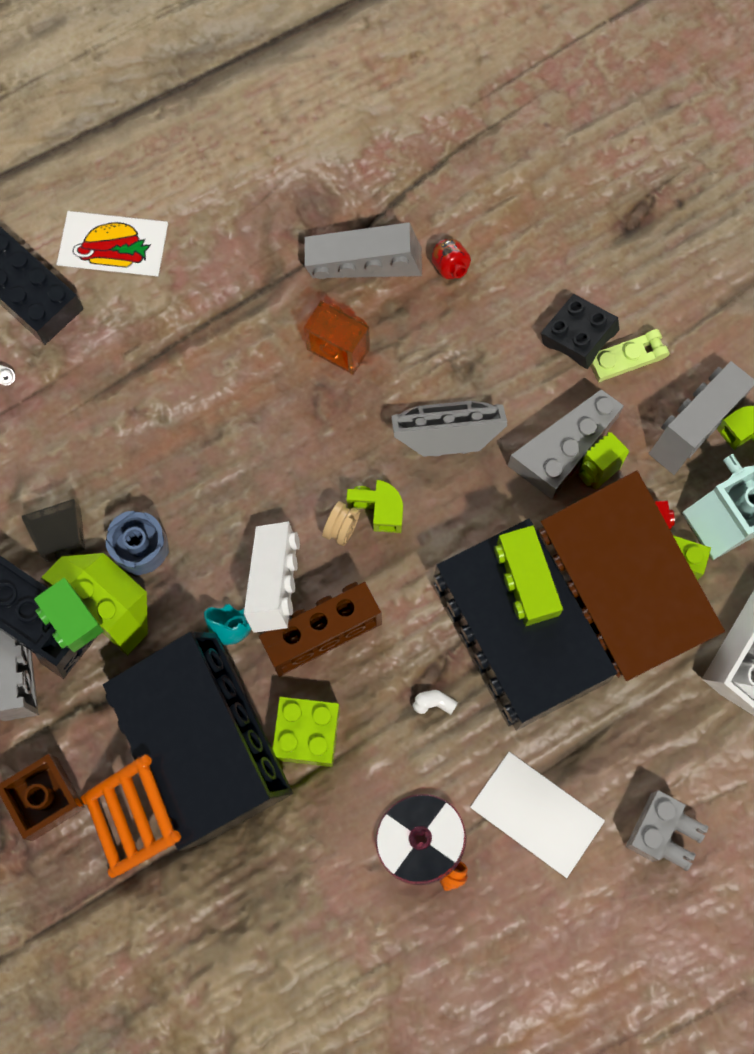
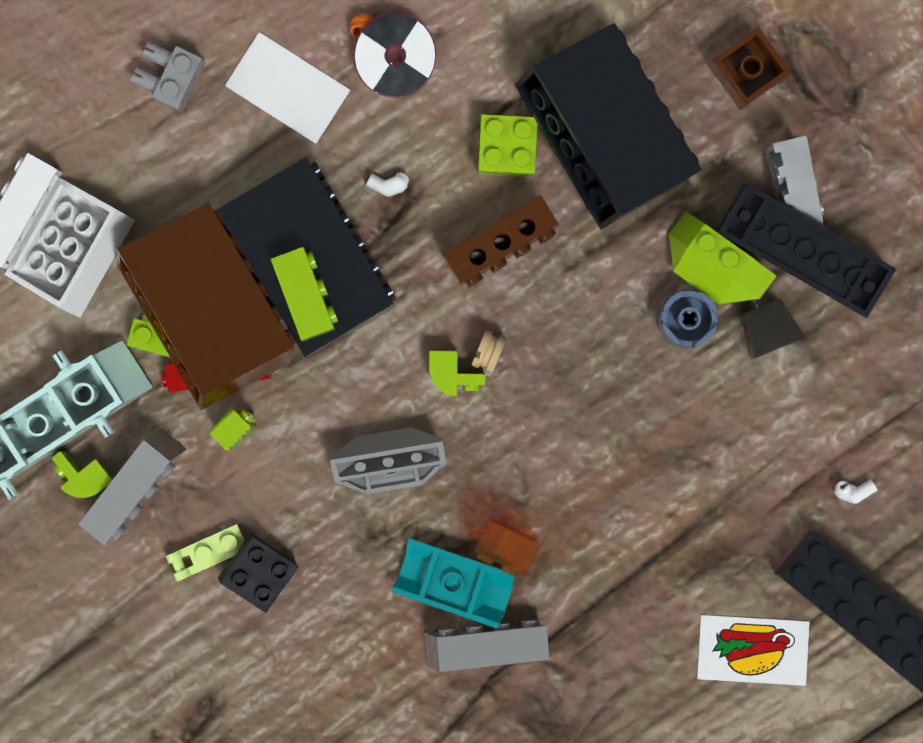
camera: 175 degrees right, 15 degrees up
(68, 615) = (740, 227): bright green brick -> none
(151, 846) = (657, 20): orange bar -> none
(227, 623) = (589, 245): teal hair -> none
(271, 577) = (551, 287): white brick -> none
(392, 308) = (454, 583): none -> teal piece
(451, 259) = (394, 647): red head -> none
(560, 449) = (270, 446): light grey wedge -> none

